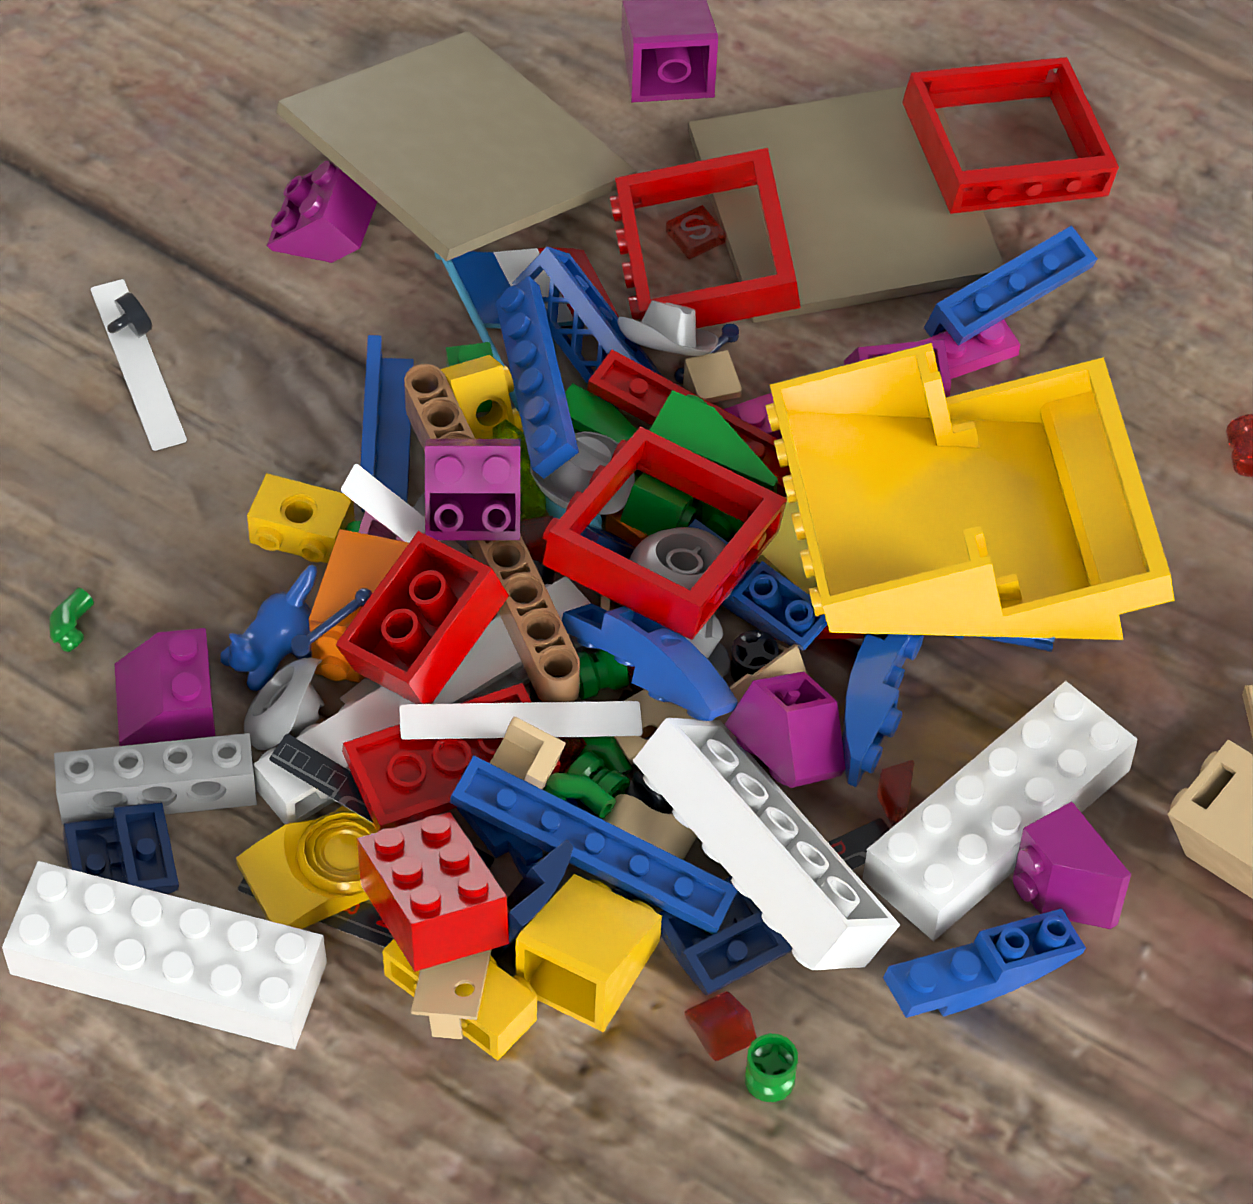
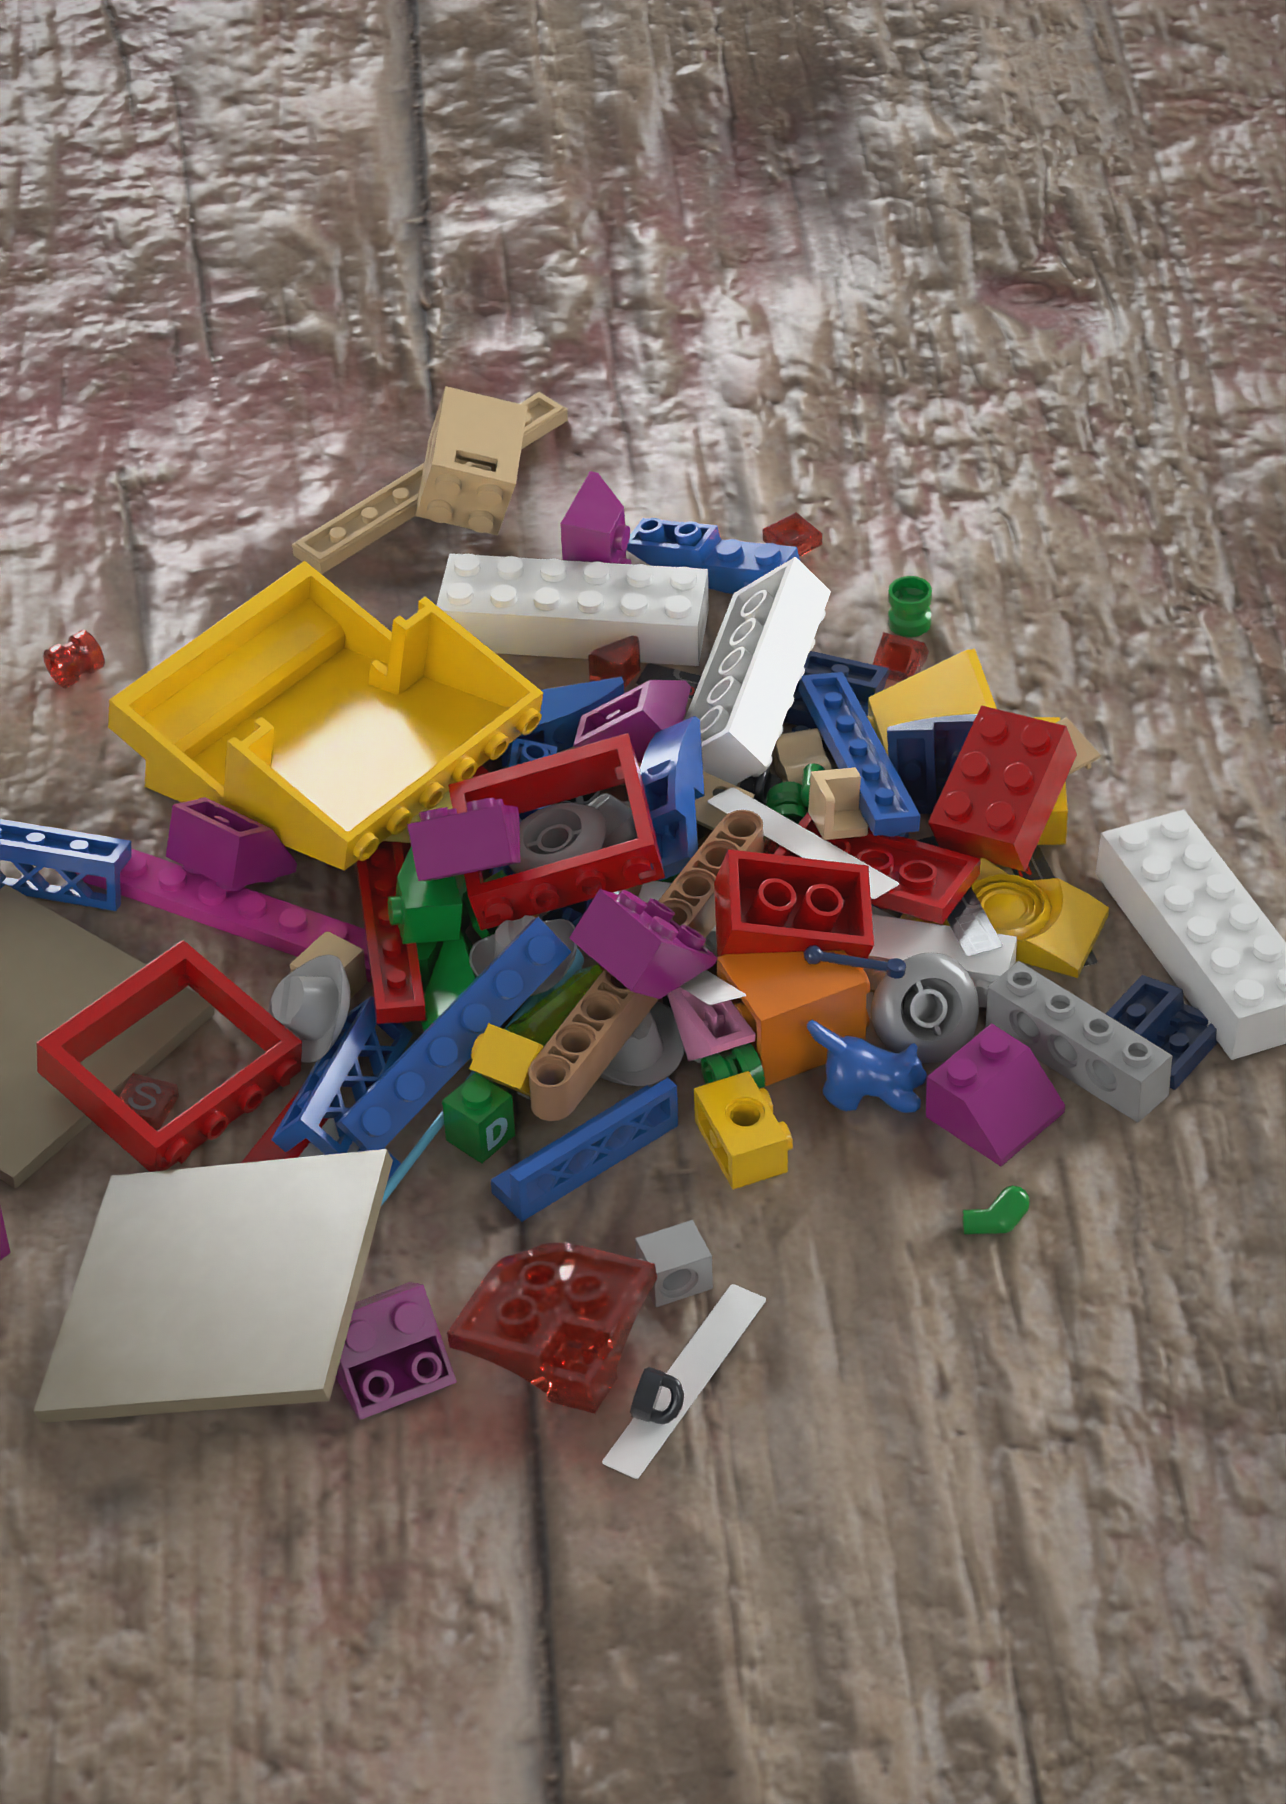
camera: 125 degrees left, 10 degrees down
(225, 401) = (680, 1262): none -> light grey brick
(244, 295) = (556, 1319): none -> clear red slope
(684, 437) = (465, 842): none -> magenta slope
(970, 1069) = (793, 532): none -> clear red tile

